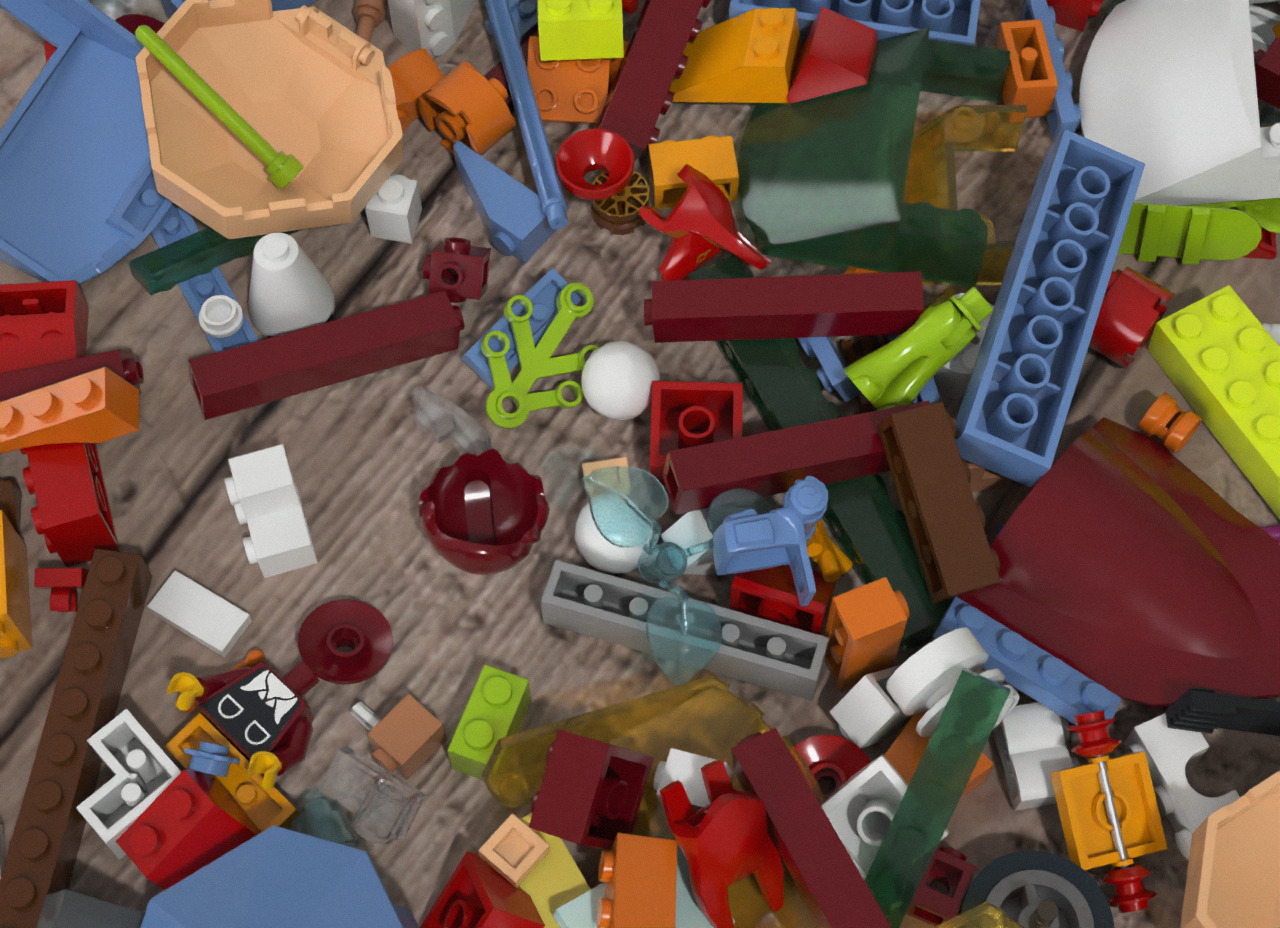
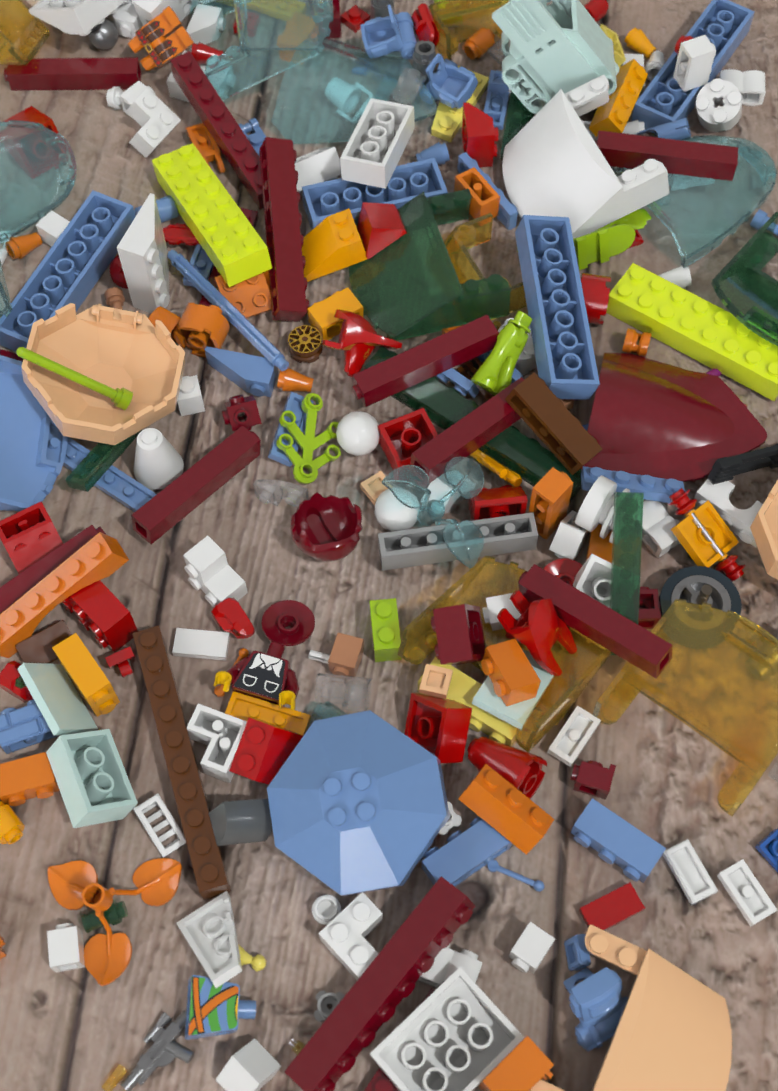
camera: 25 degrees left, 0 degrees up
(211, 759) = (255, 709): medium blue plate -> none
(220, 316) = (129, 488): white plate -> none
(265, 595) = (233, 618): none -> red rock
(570, 253) = (294, 381): none -> orange cone
(595, 151) = (287, 321): red piece -> none
(774, 538) = (488, 472): medium blue piece -> none

